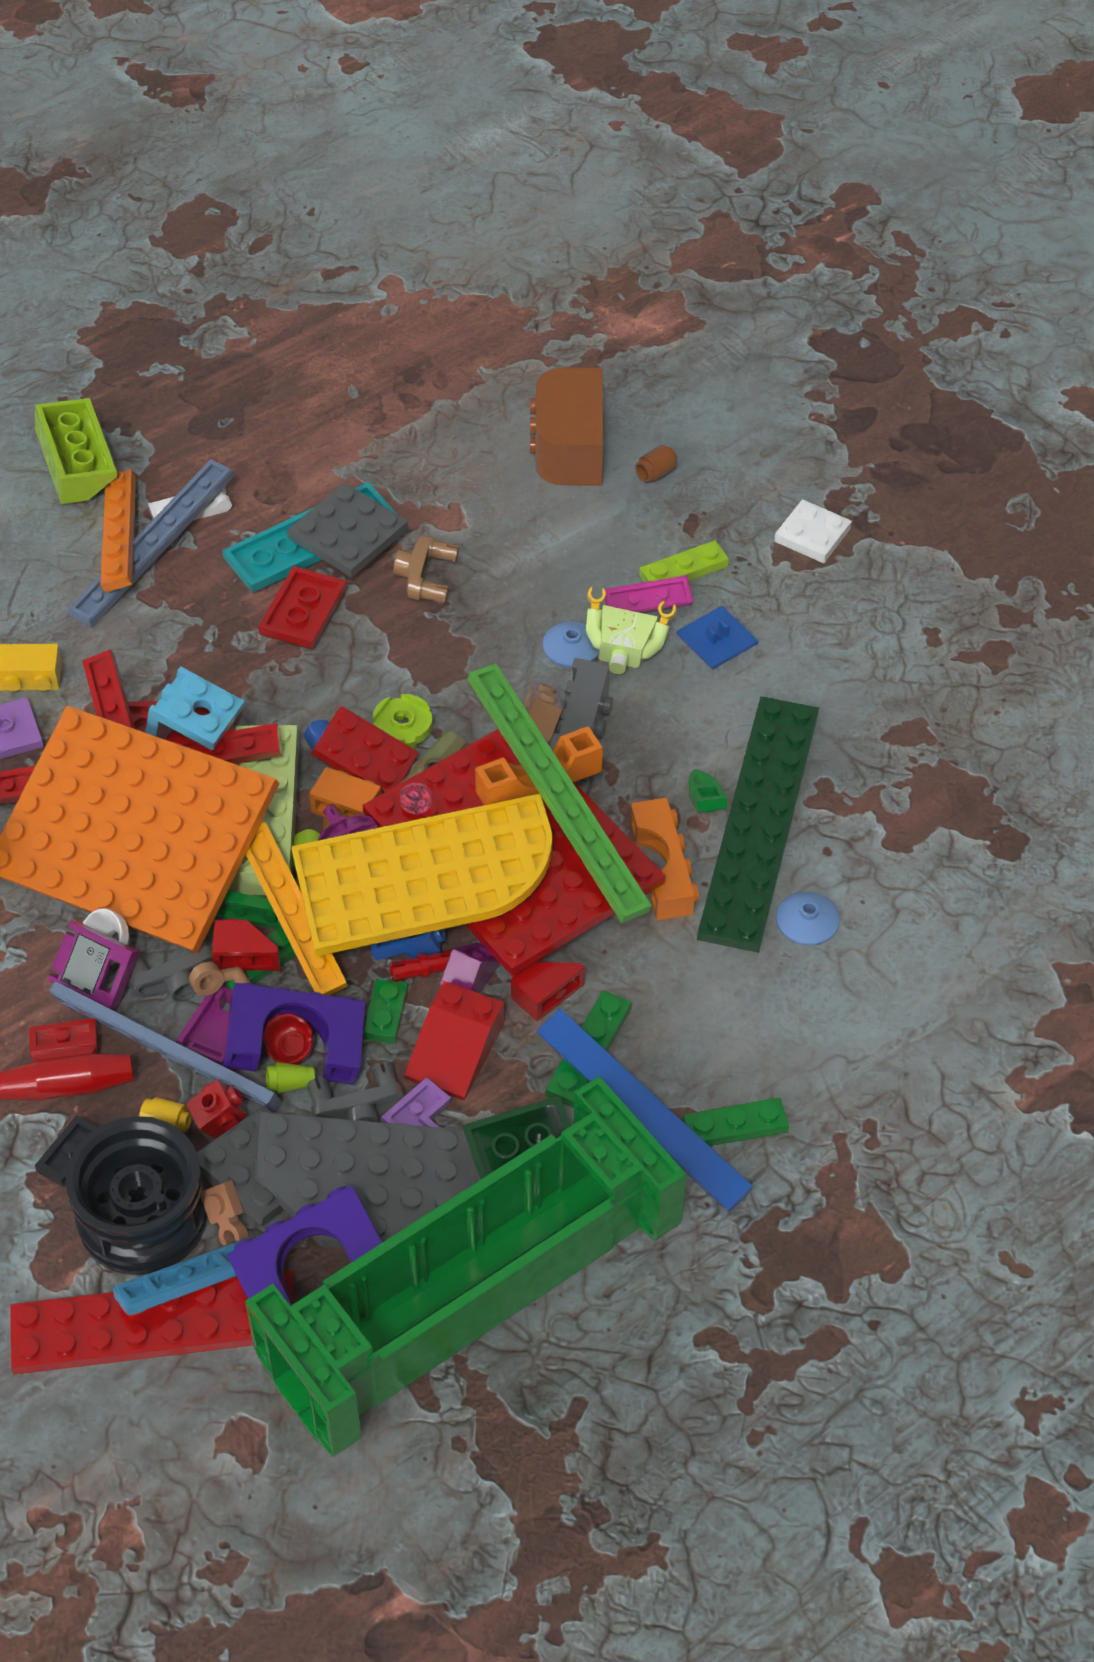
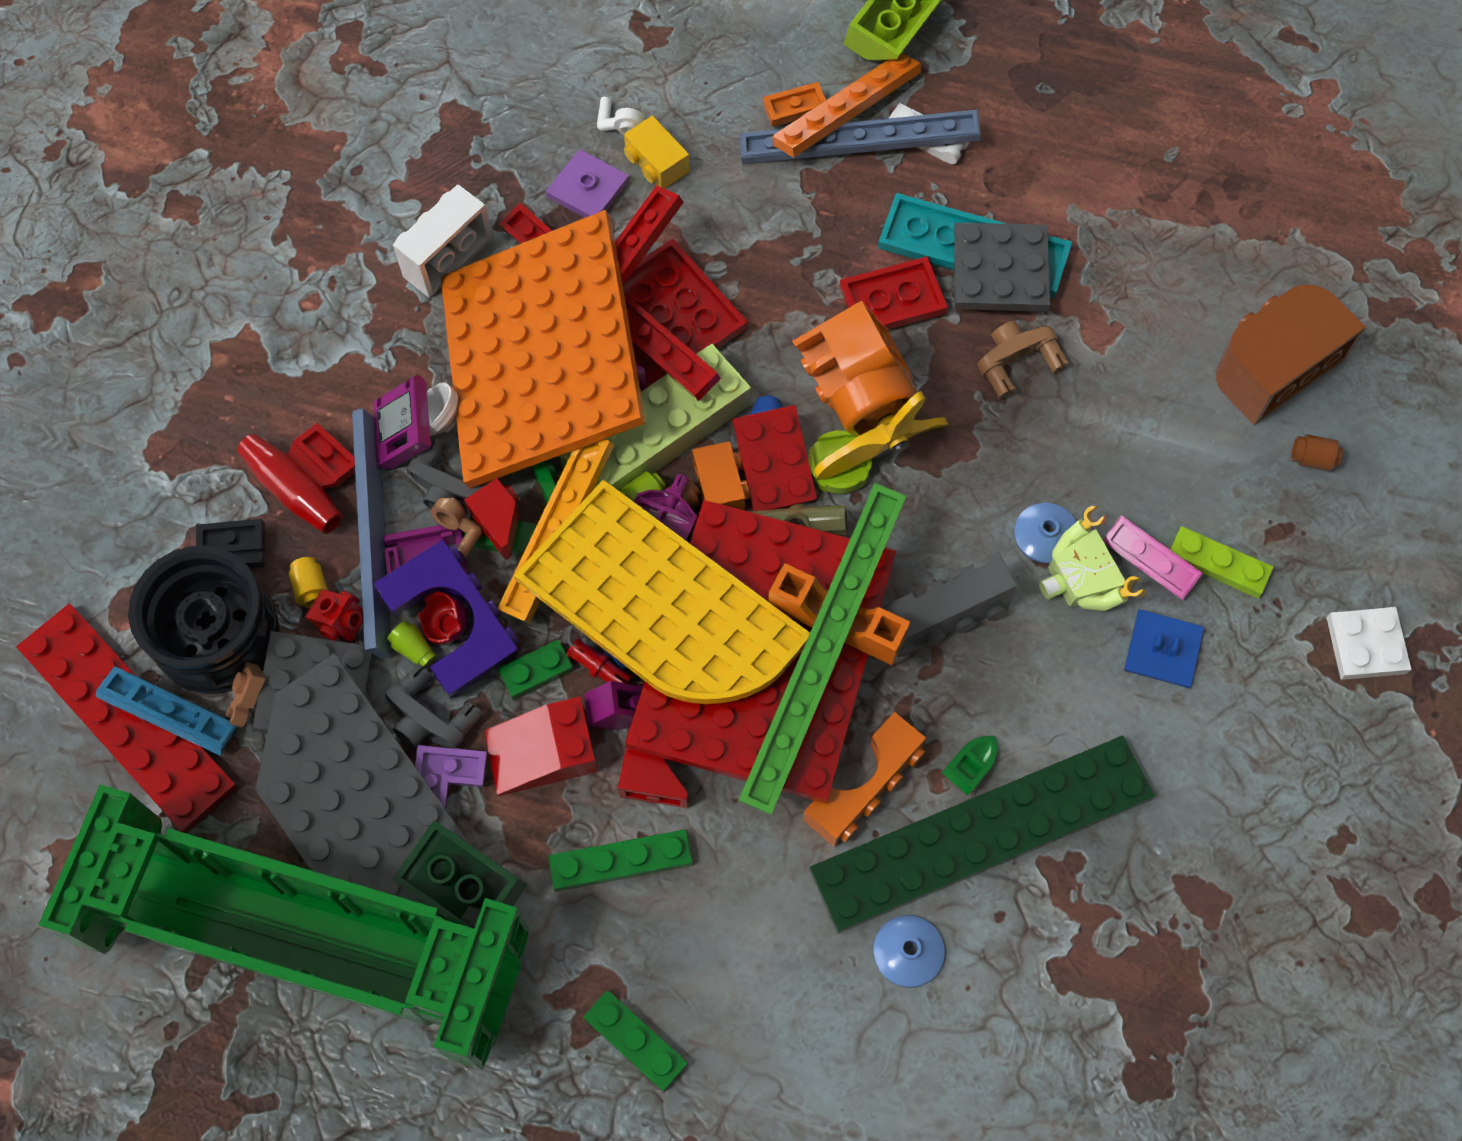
camera: 55 degrees right, 15 degrees up
(79, 562) = (792, 103): none -> orange plate
(177, 711) = (675, 285): medium azure bracket -> none
(340, 1216) = (266, 795): dark purple arch -> none
(370, 647) = (866, 386): none -> orange brick
(415, 798) = (737, 536): clear pink tile -> none
(543, 707) = (928, 565): medium nougat brick -> none
(678, 1140) = (580, 956): blue tile -> none

